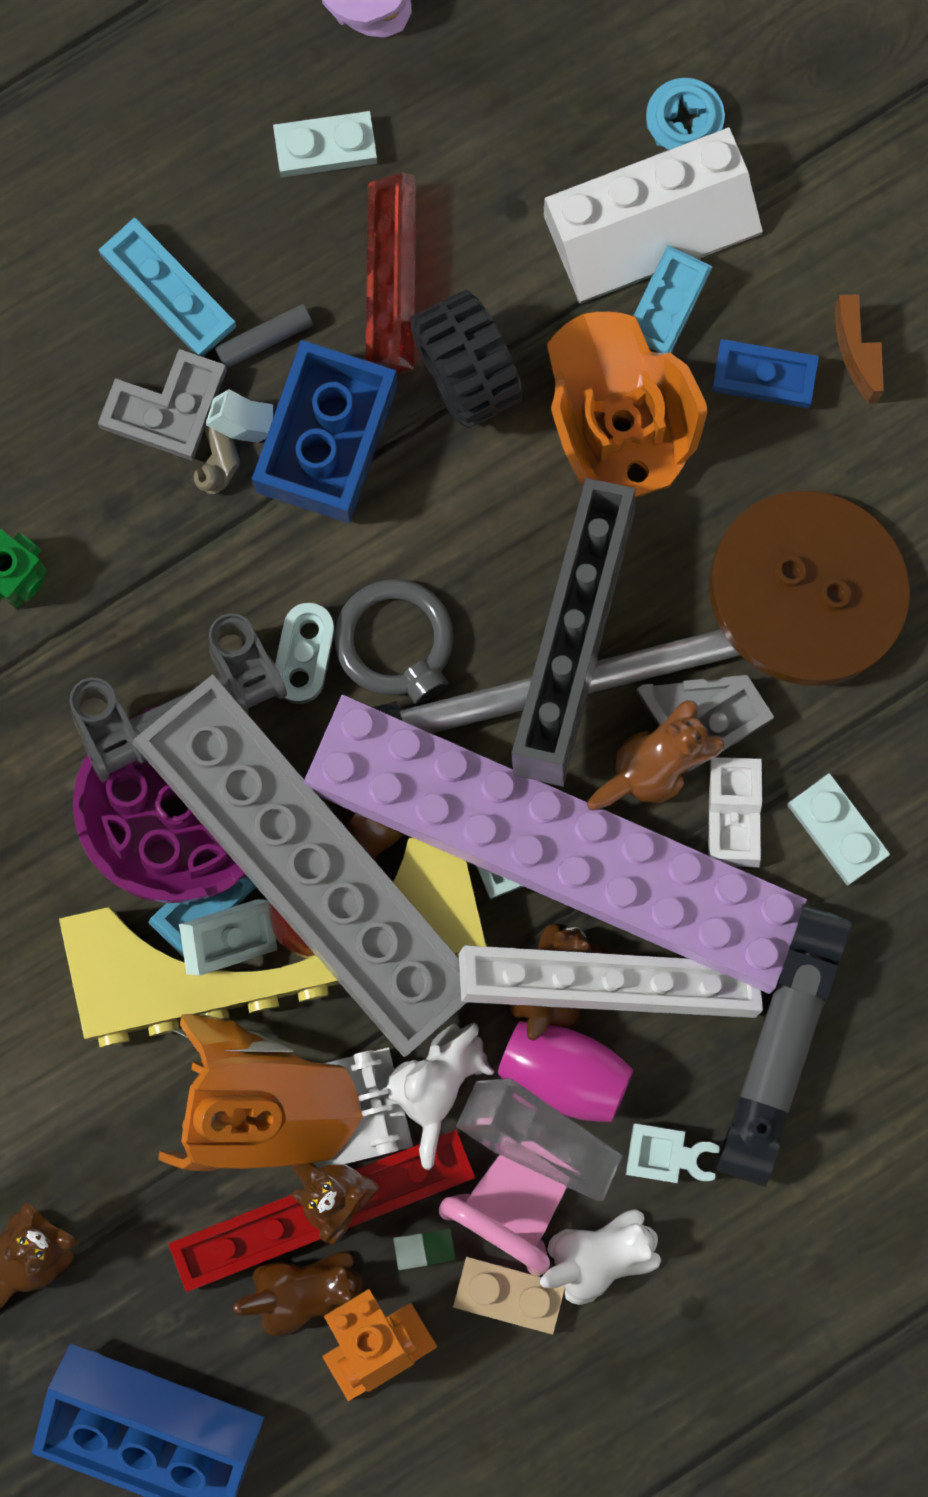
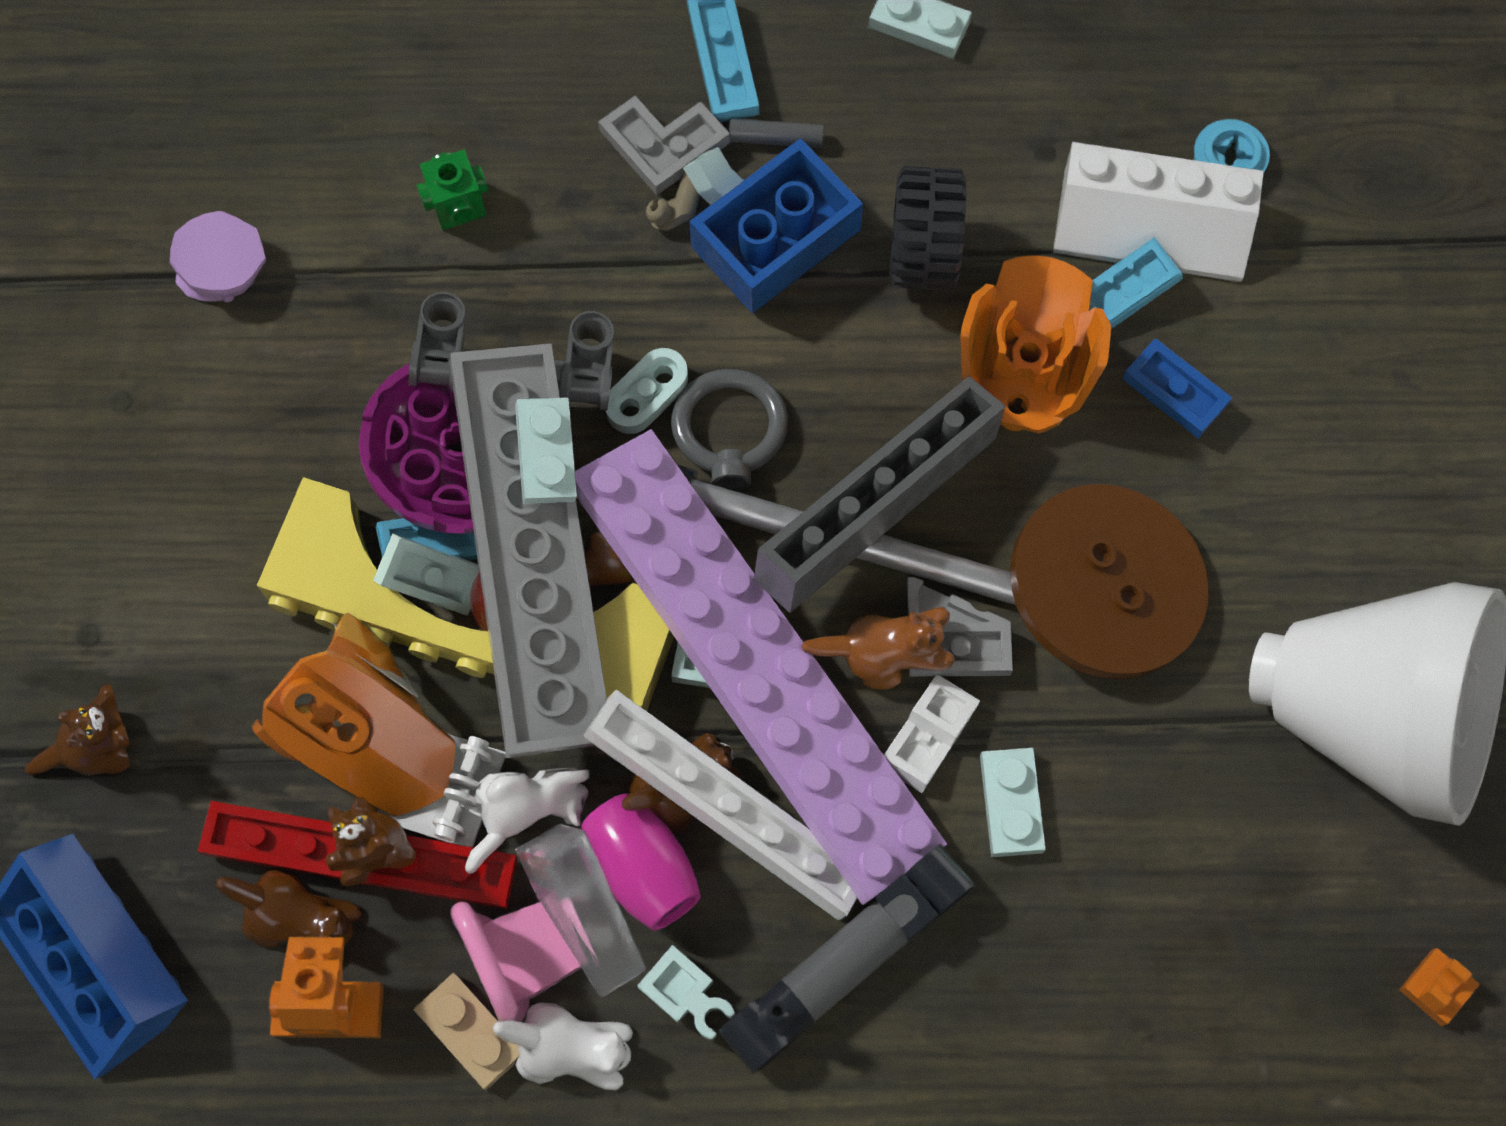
camera: 30 degrees right, 10 degrees down
(271, 774) = (545, 450): none -> light aqua plate
(391, 271) = (912, 136): clear red plate -> none
(424, 1249) = (421, 941): dark green piece -> none
(861, 359) = (1269, 417): dark orange slope -> none

